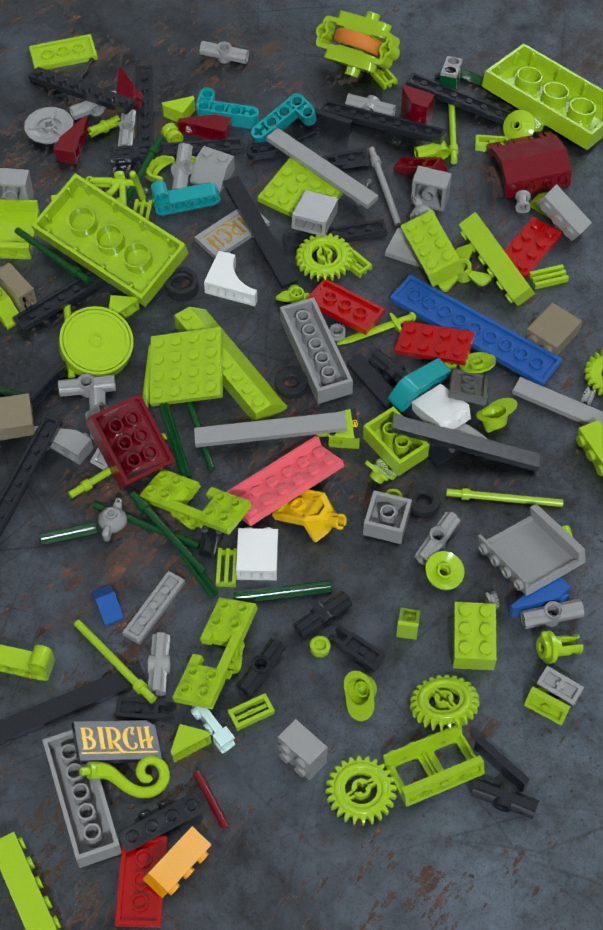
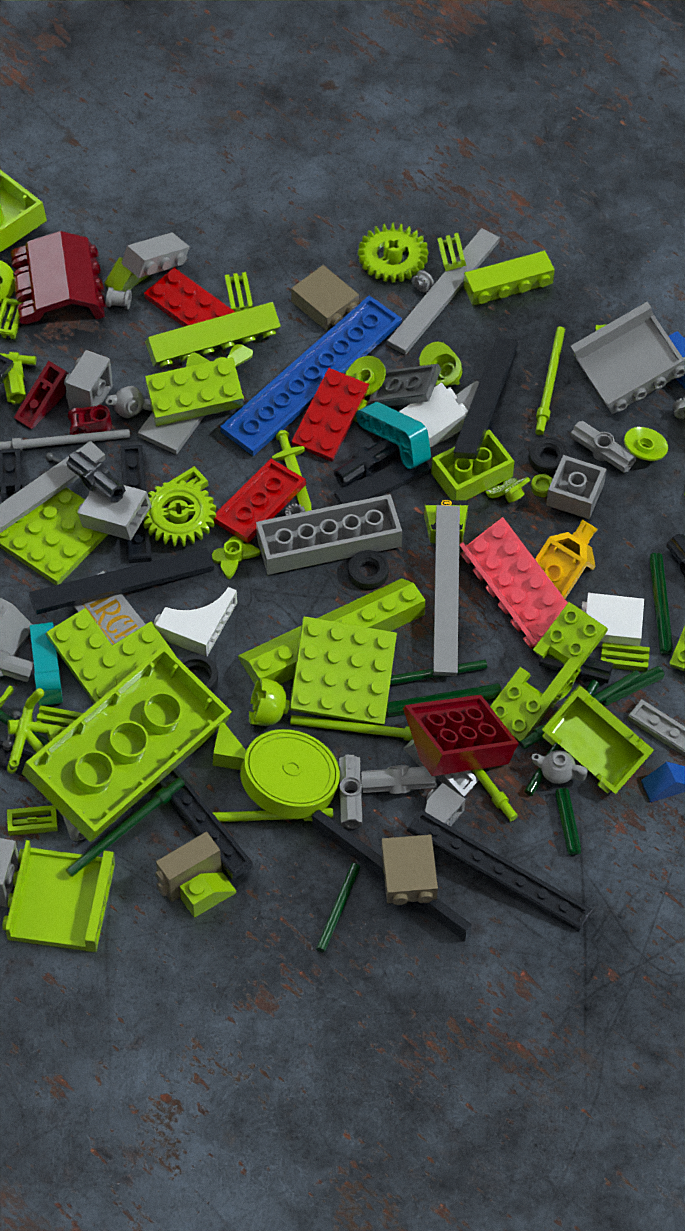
camera: 85 degrees left, 0 degrees up
(139, 543) = (597, 740): none -> lime windscreen
(156, 323) = (268, 703): none -> lime cylinder
(188, 226) = (94, 659): none -> lime plate
(334, 192) = (95, 476): none -> black piece
(402, 198) = (90, 420): none -> dark red piece

